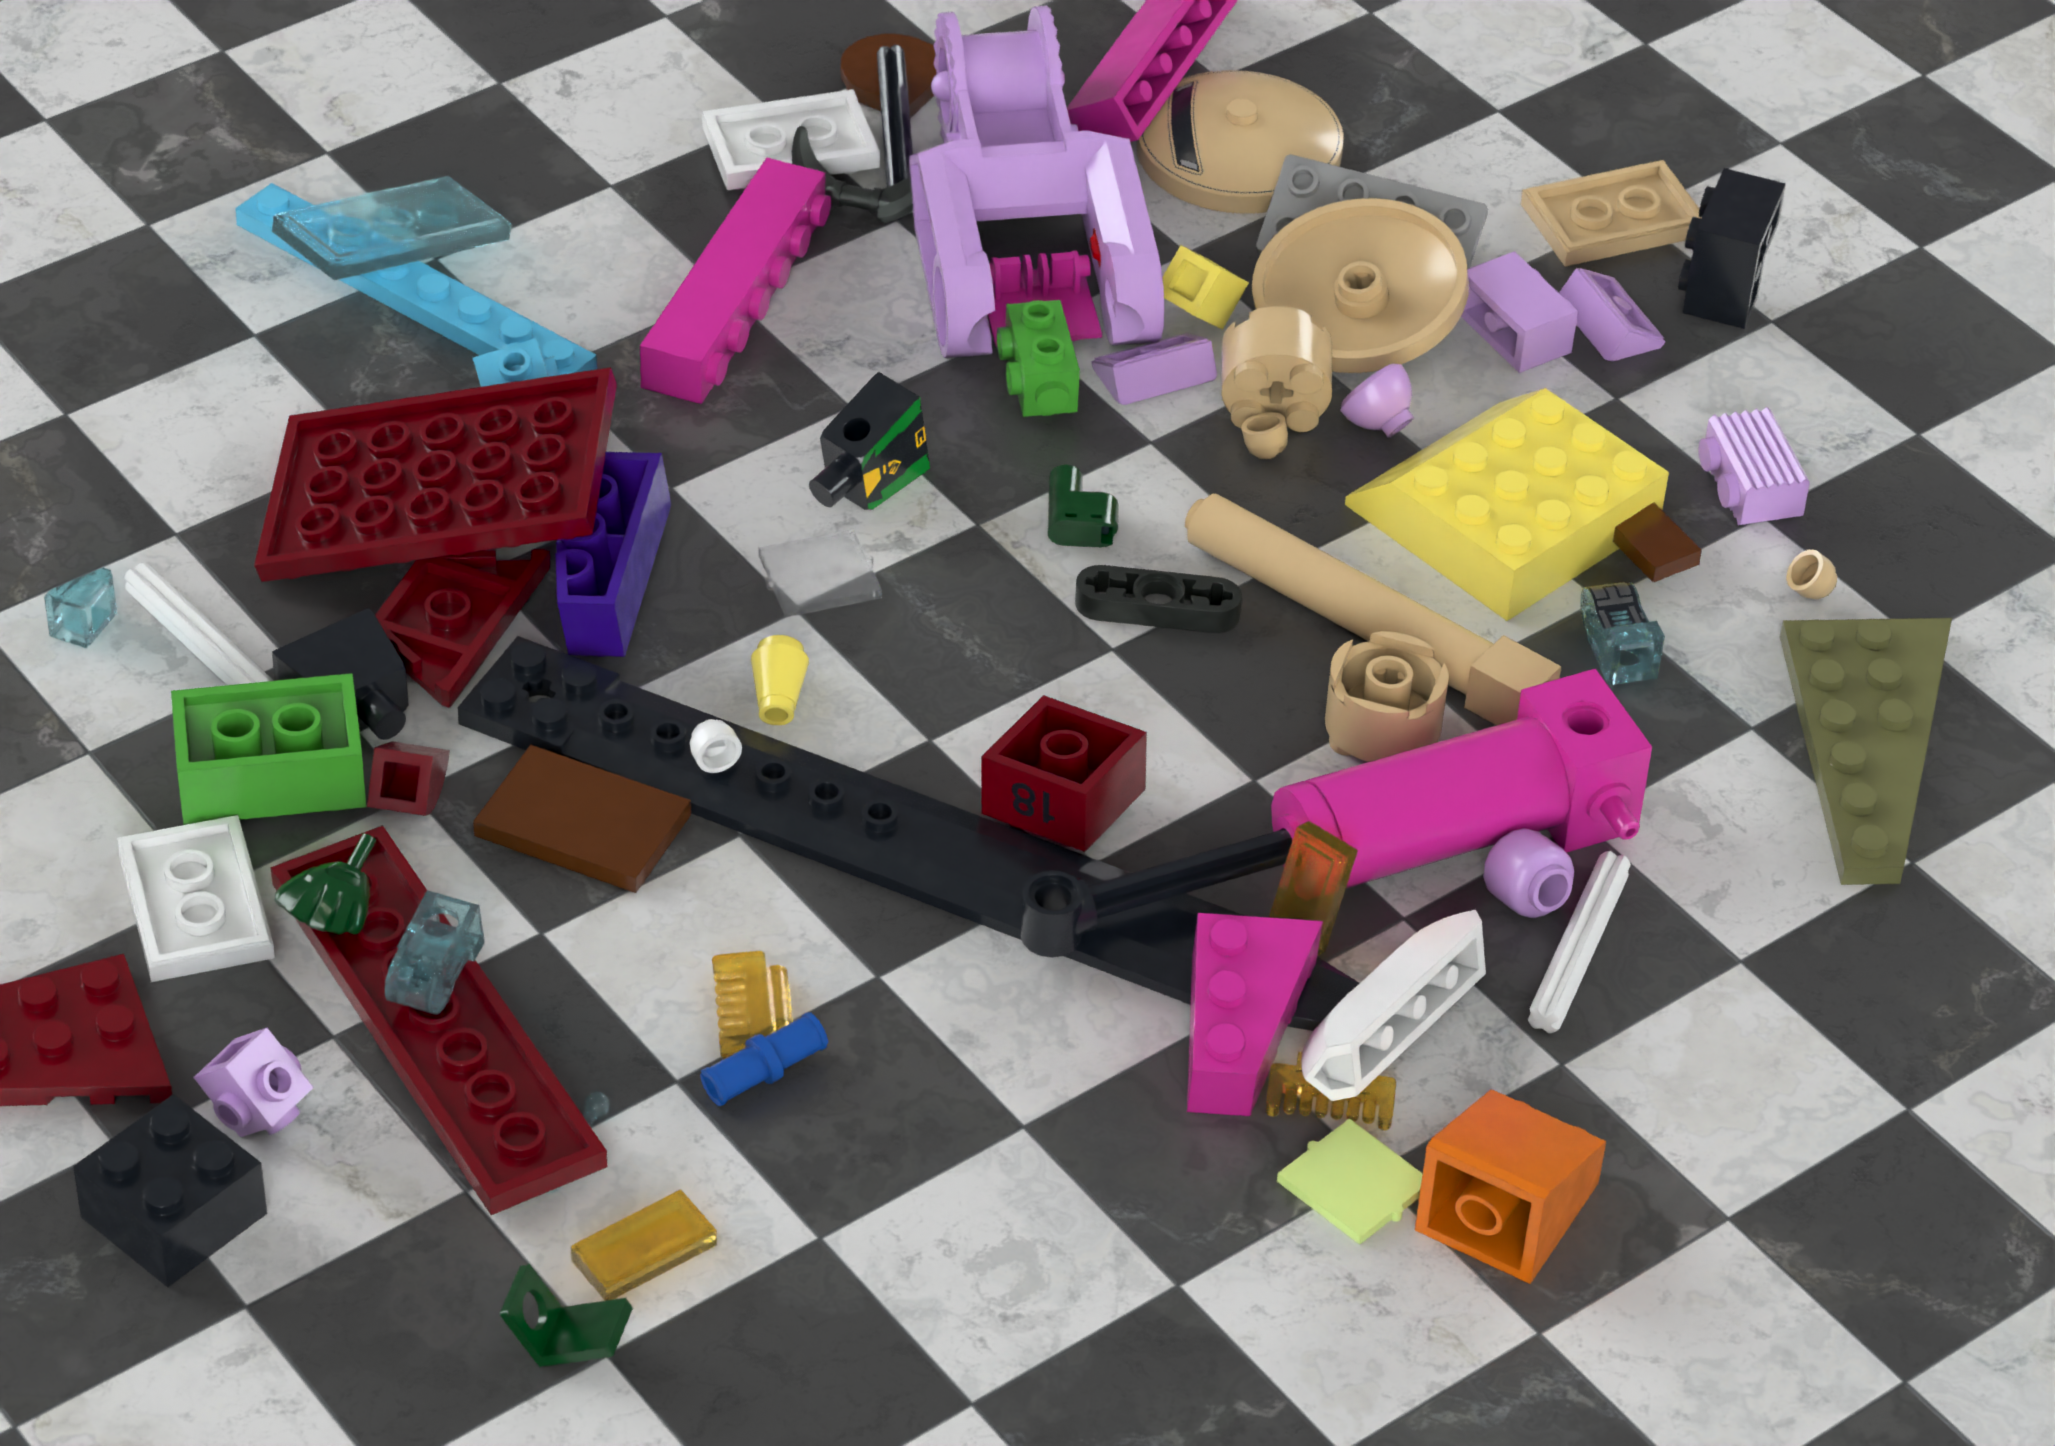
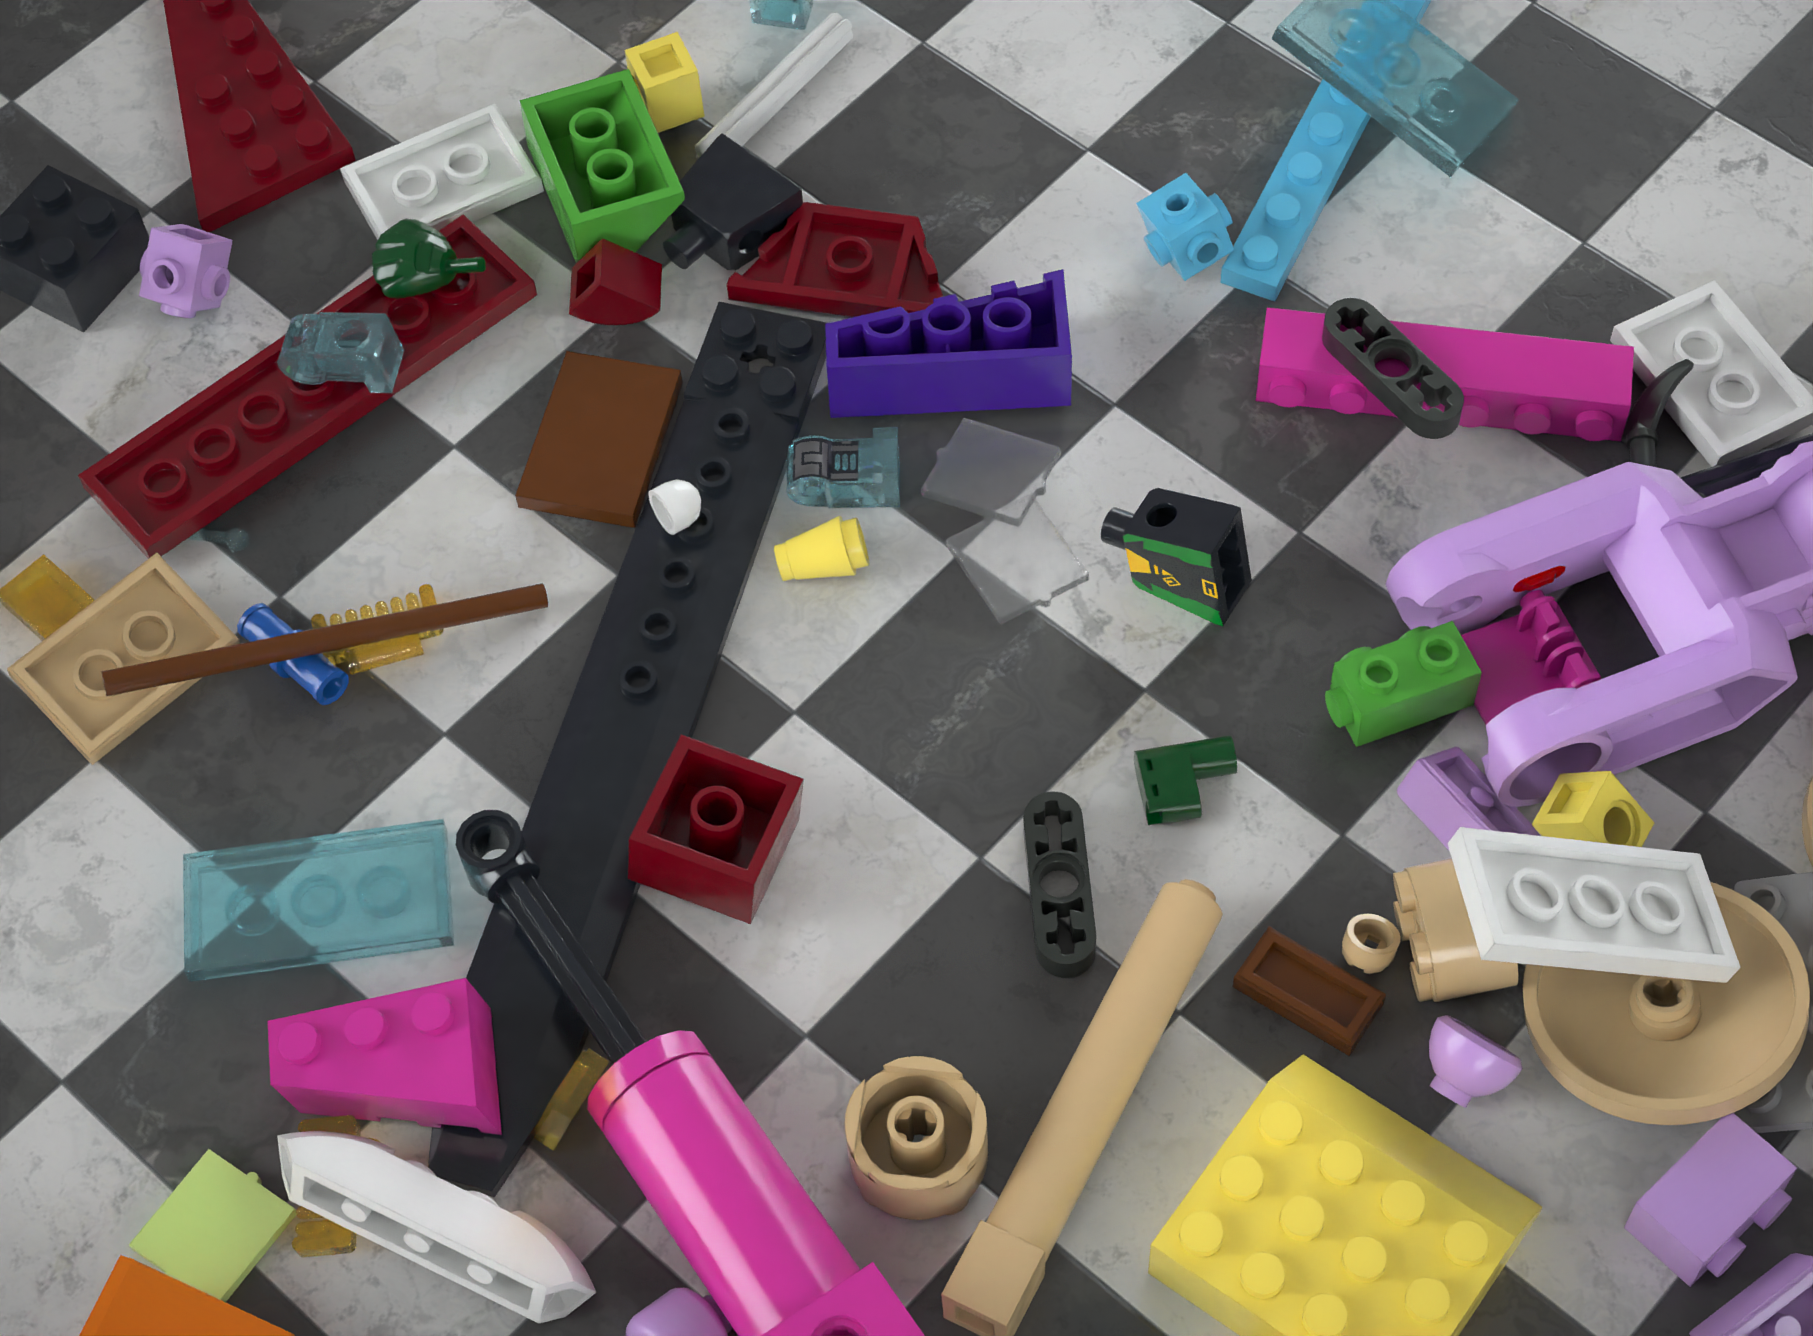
camera: 85 degrees right, 15 degrees up
(165, 670) = (666, 81): none -> light yellow brick
(438, 475) = (1006, 196): dark red plate -> none
(696, 645) = (845, 471): none -> clear light blue leg
(708, 289) = (1396, 393): none -> pearl dark grey beam
(723, 567) = (991, 472): none -> clear piece
(727, 1186) = (134, 622): none -> tan tile
(775, 1016) = (323, 639): none -> reddish brown piece
(1039, 1075) = (317, 900): none -> clear light blue tile
(1291, 482) = (1309, 990): none -> reddish brown tile
(1306, 268) = (1591, 906): none -> white plate

